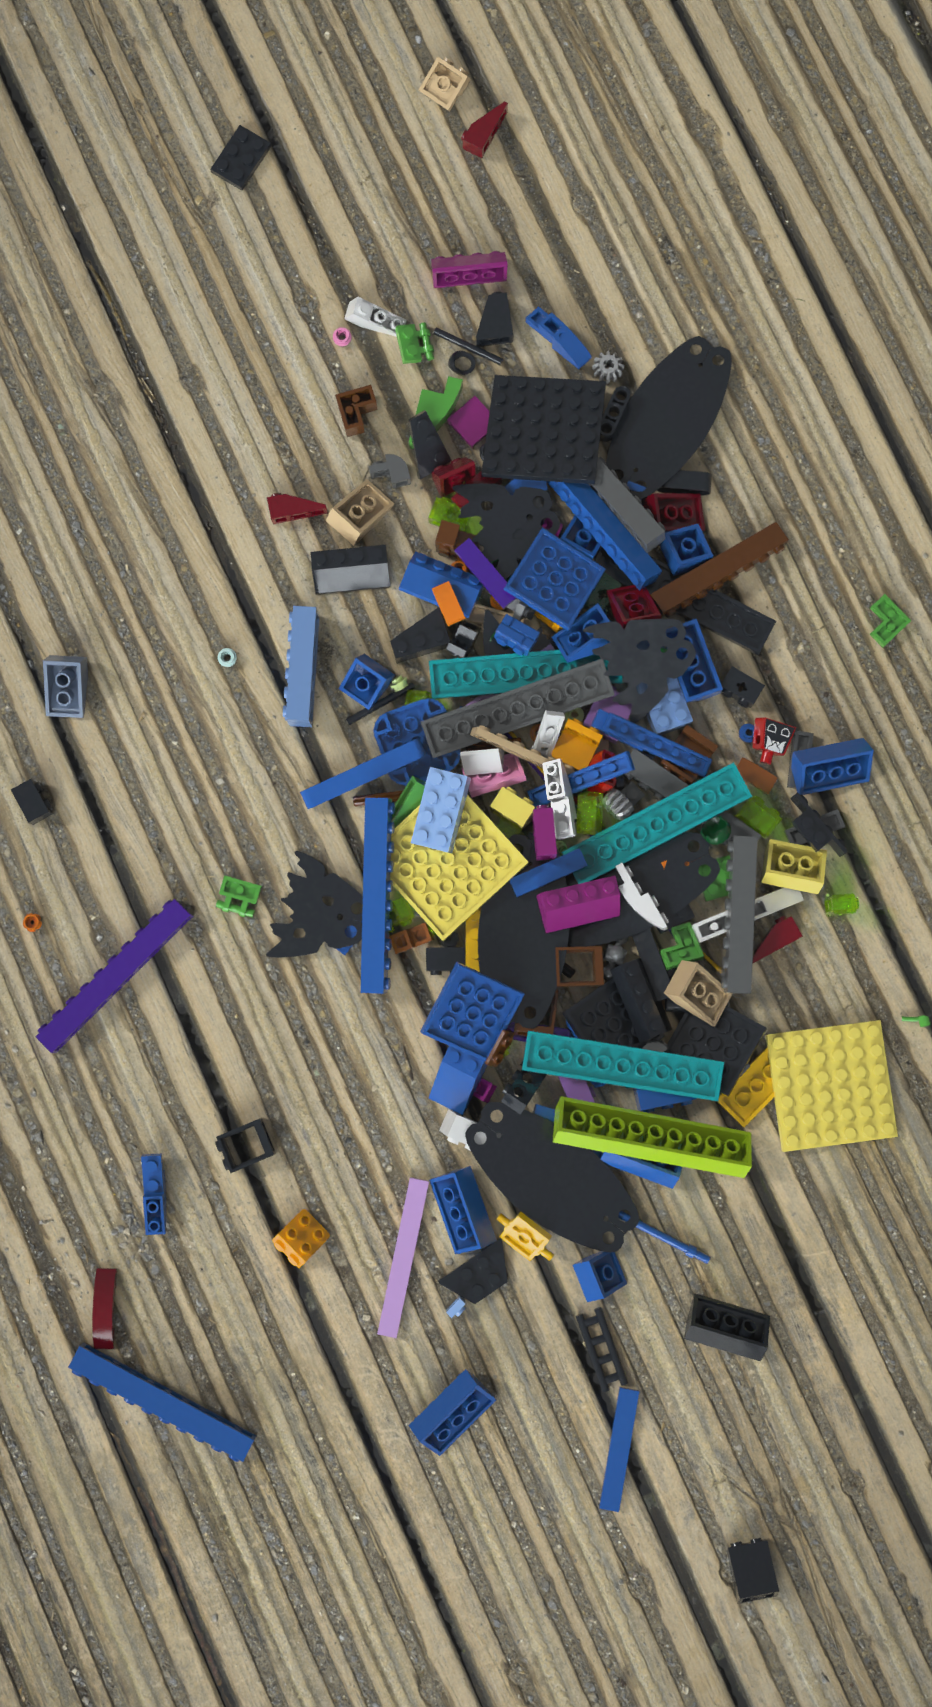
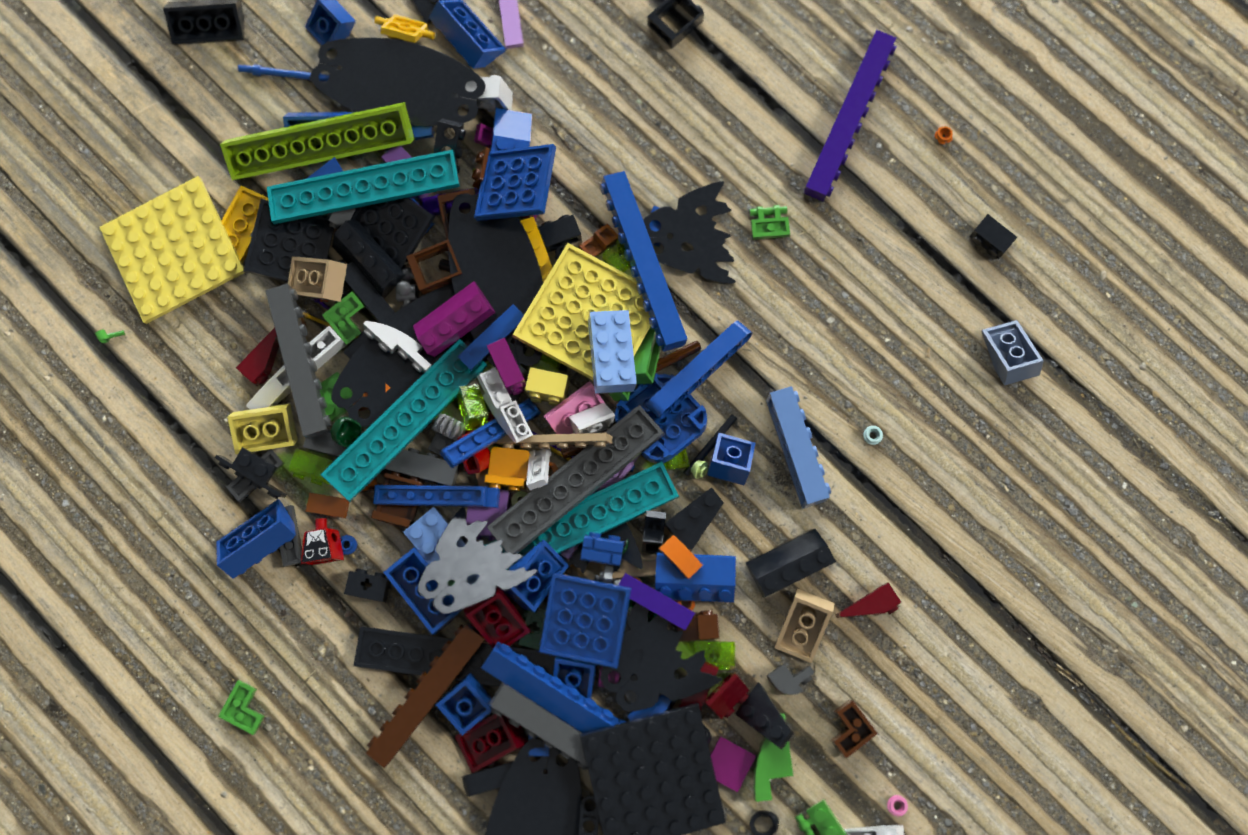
camera: 160 degrees right, 5 degrees down
(841, 905) = (207, 408): clear neon green brick -> none

